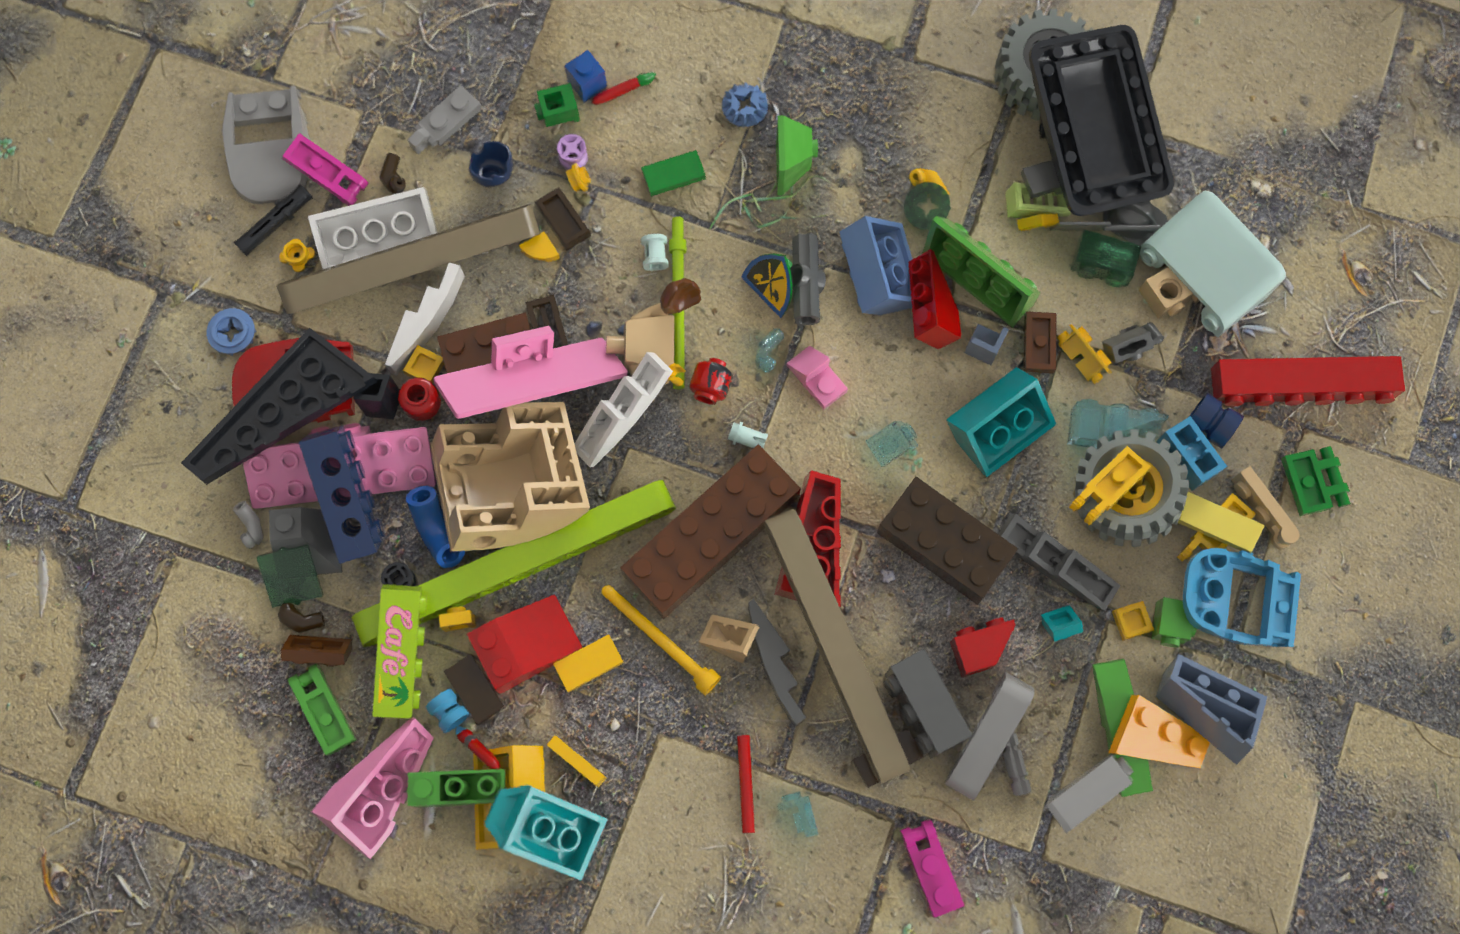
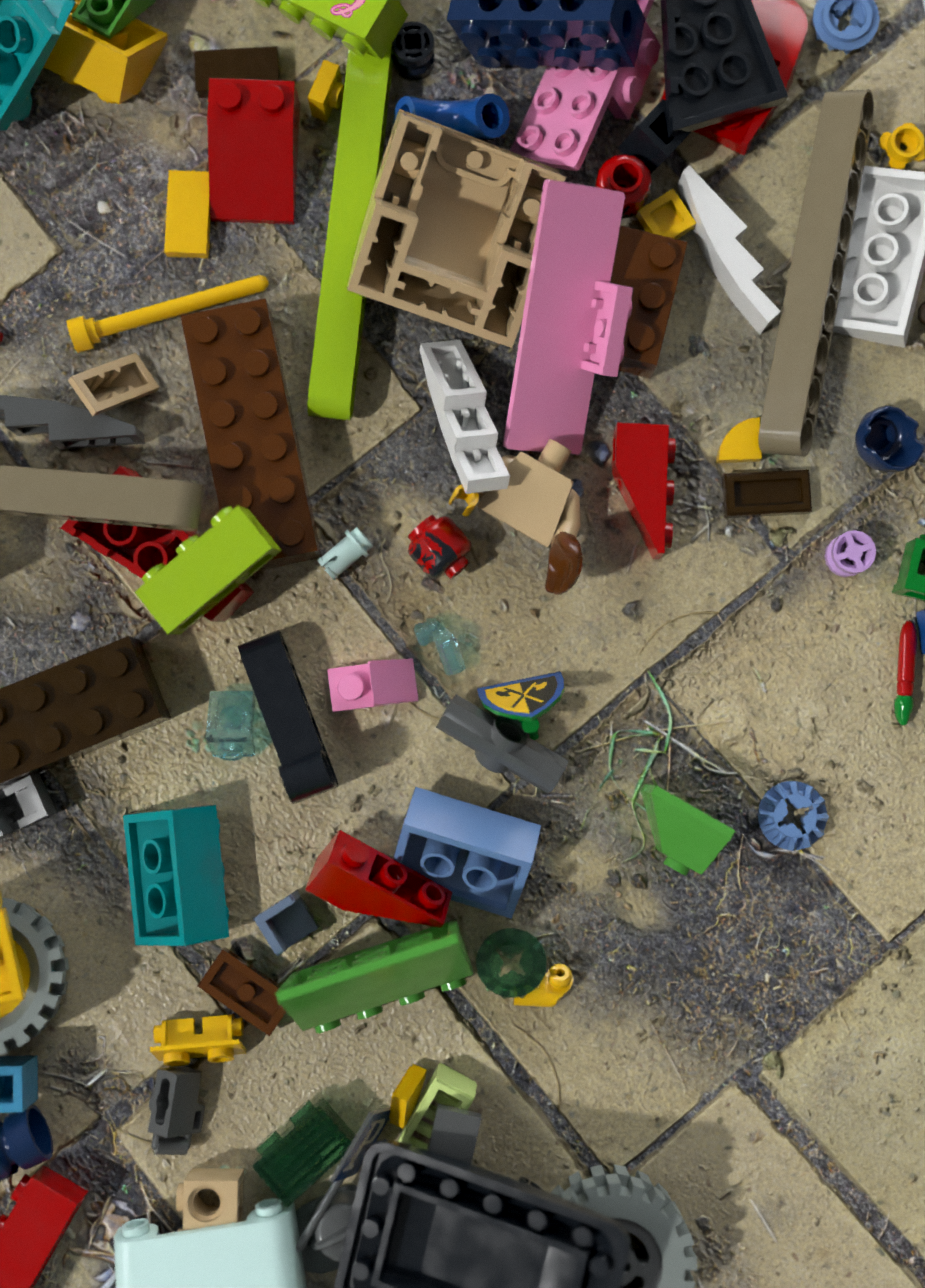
camera: 120 degrees right, 10 degrees up
(447, 710) = (236, 22): dark azure wheel -> none
(466, 736) = (157, 32): red piece -> none
(541, 304) = (631, 412): dark brown tile -> none
(576, 761) = (81, 135): yellow tile -> none
(578, 177) = (809, 540): yellow plate -> none
(594, 291) = (640, 471): none -> red slope
(654, 252) = (652, 578): light aqua bush -> none
(673, 173) = (749, 667): green tile -> none
(678, 248) = (643, 612): lime bar -> none
(812, 491) = (206, 569): none -> lime brick
(869, 407) = (289, 719): none -> black beam
(1092, 421) = (88, 1002): clear light blue slope -> none

